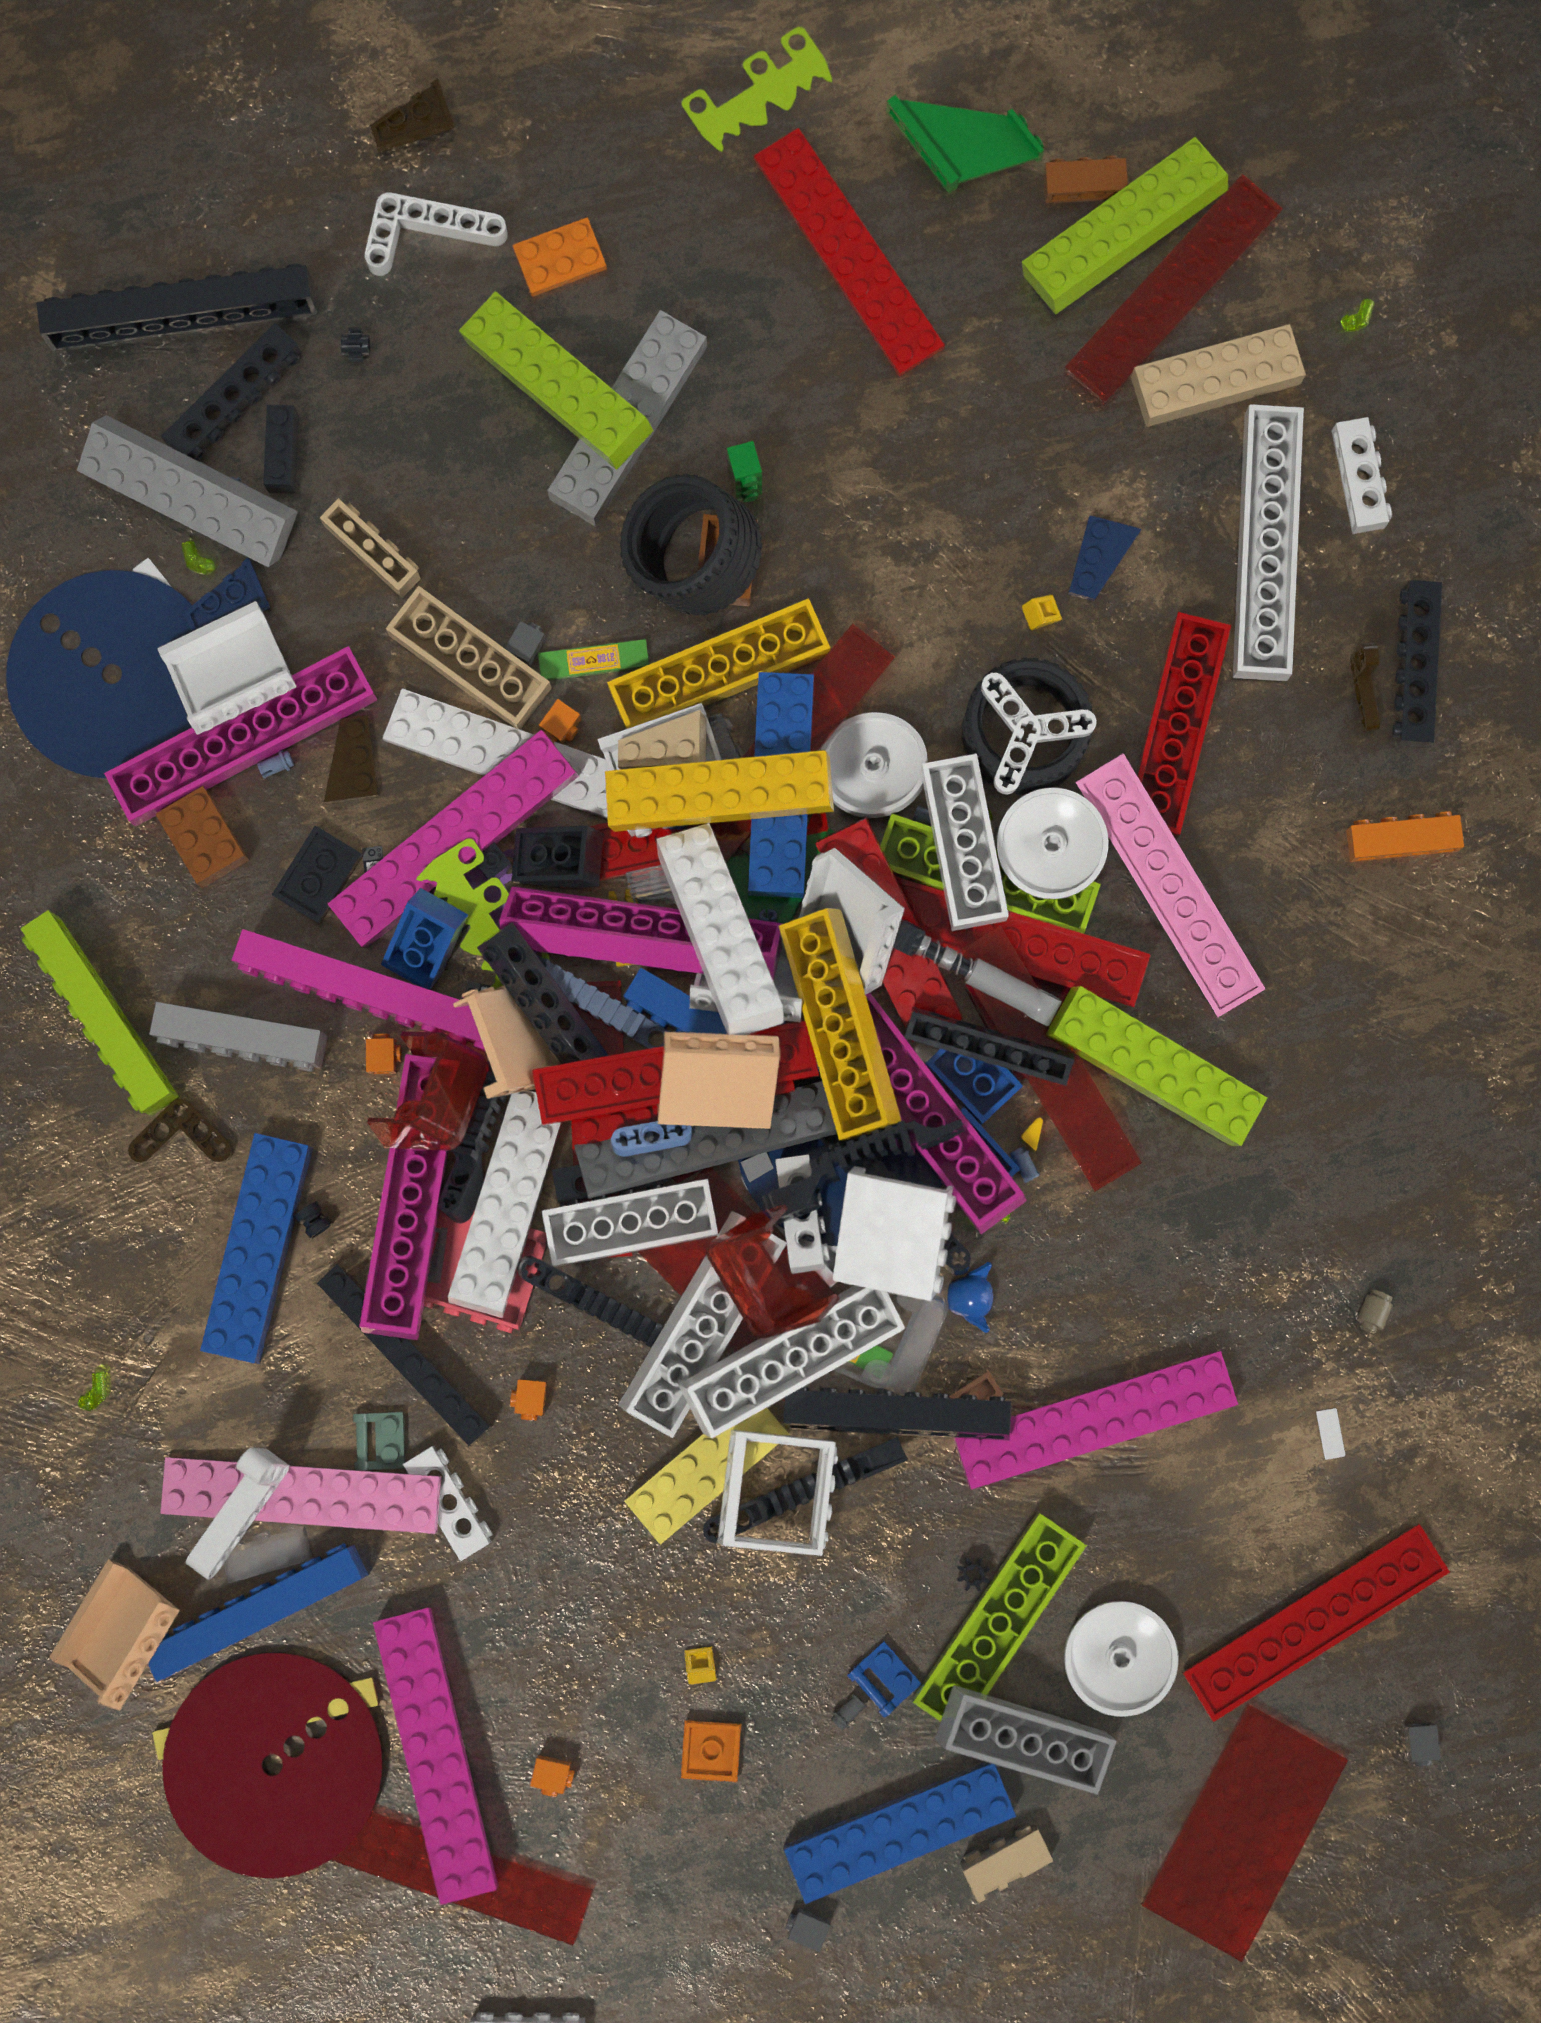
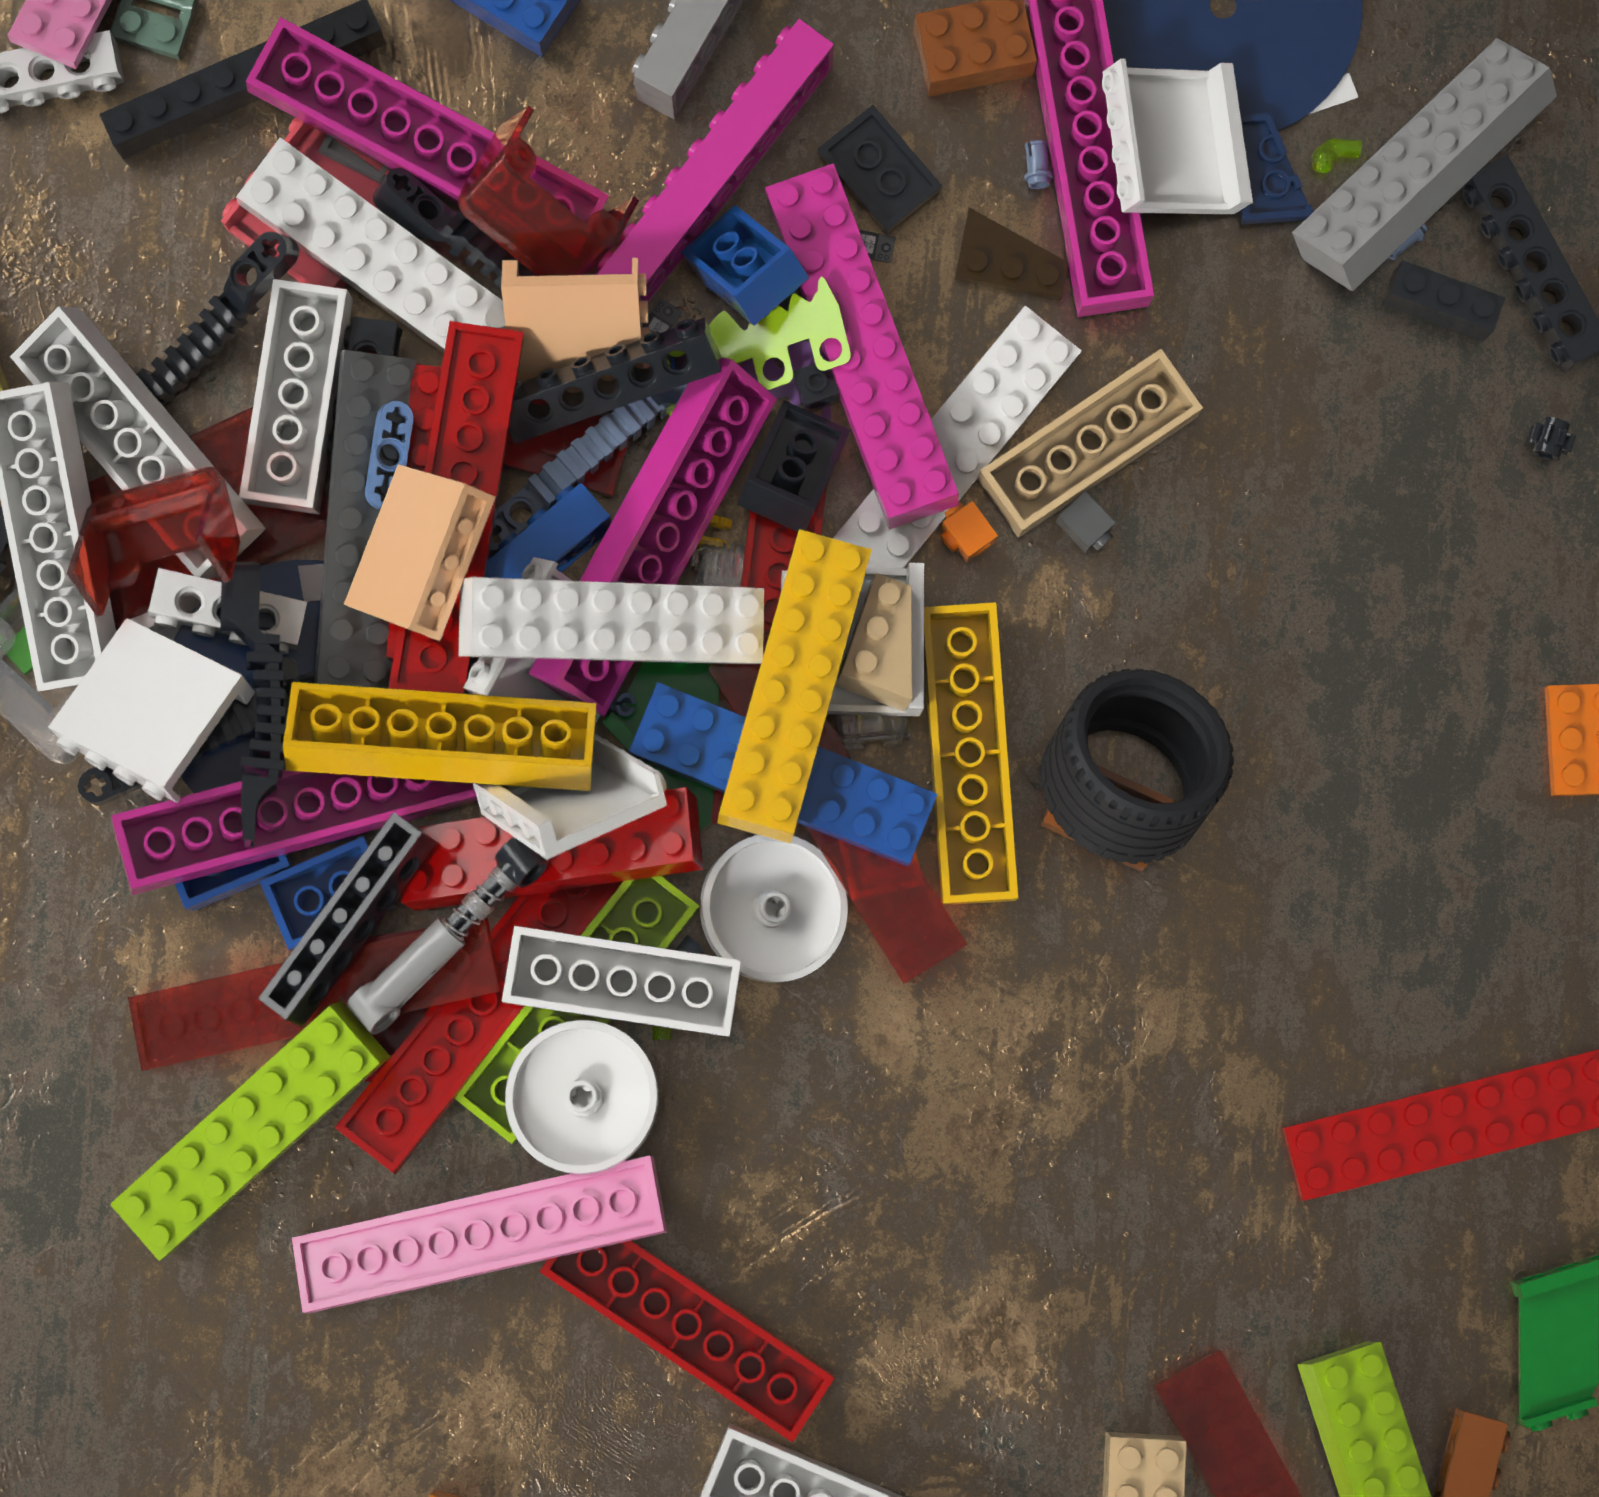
camera: 105 degrees right, 0 degrees up
(310, 1214) = (458, 23): black wheel -> none
(370, 548) = (1275, 368): tan brick -> none
(382, 1054) = (623, 173): orange brick -> none
(529, 1399) = (135, 211): orange brick -> none
(556, 380) = (1415, 671): lime brick -> none
(593, 660) = (1036, 603): tile -> none
(650, 385) = (1340, 752): light grey brick -> none
(744, 471) = (1213, 872): green brick -> none
(972, 1296) = (52, 796): blue piece -> none
(1022, 718) = (737, 1131): white piece -> none
(1023, 1161) = (197, 921): sand blue pin -> none
(1031, 1135) = (229, 942): yellow slope -> none
(1041, 612) = (903, 1202): yellow slope -> none
(1041, 676) = (698, 1175): black tyre -> none
(1099, 555) = (952, 1305): dark blue wing -> none

